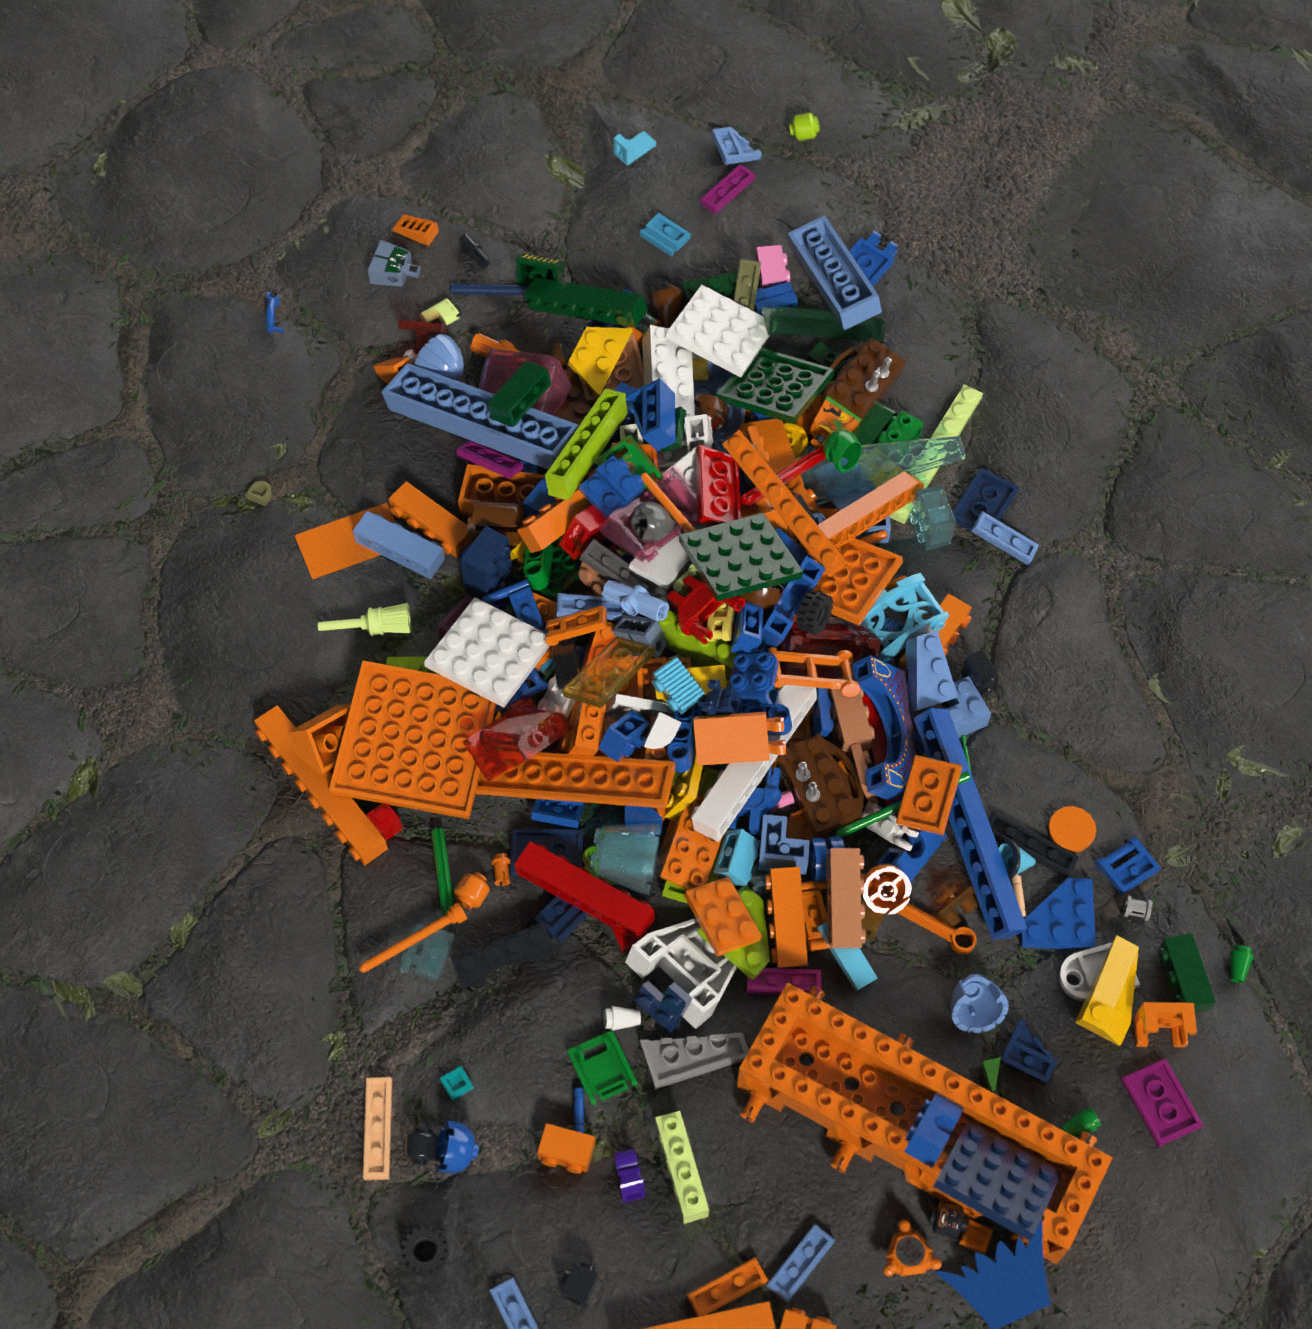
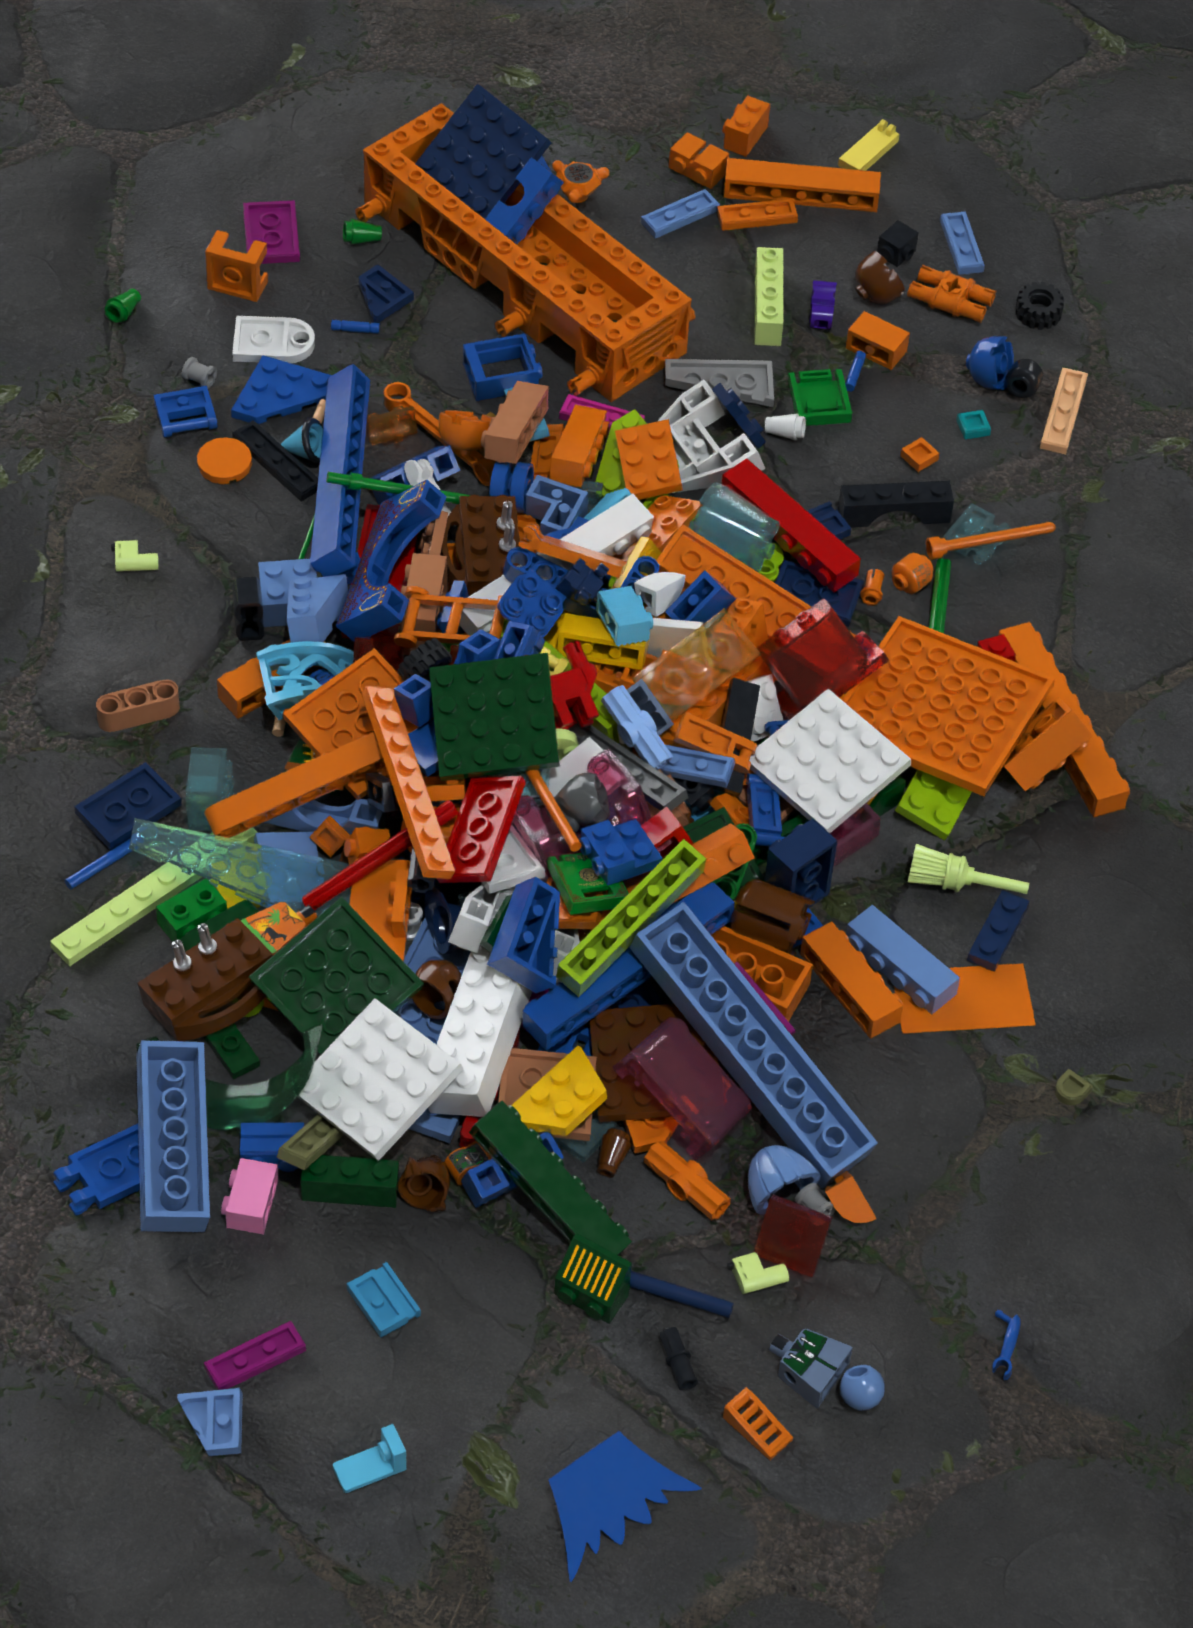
camera: 165 degrees left, 10 degrees down
(334, 592) = (998, 930): none -> dark blue plate
(356, 257) = (862, 1387): none -> medium blue piece
(495, 1024) = (919, 454): none -> orange plate
(496, 166) = (603, 1489): none -> blue piece
(519, 393) = (699, 1011): dark green brick -> none
(519, 1248) = (951, 293): none -> orange pin
(584, 1220) = (877, 280): none -> reddish brown cylinder
(804, 126) = (89, 1416): lime head -> none
(841, 445) = (288, 876): green helmet -> none
(906, 982) = (494, 351): none -> blue window
(929, 795) = (380, 473): orange tile -> none
(977, 1004) = (413, 340): medium blue hair -> none
(979, 462) = (98, 865): none -> blue bar
(990, 1071) = (425, 292): bright green piece -> none
(1005, 538) = (128, 753): medium blue tile -> none
(1022, 572) = (138, 705): none -> nougat beam
(1035, 1012) = (355, 326): none -> blue wheel
(1095, 709) = (129, 559): none -> yellowish green piece
(1110, 999) = (276, 308): yellow wedge -> none
(1186, 972) = (184, 308): dark green brick -> none

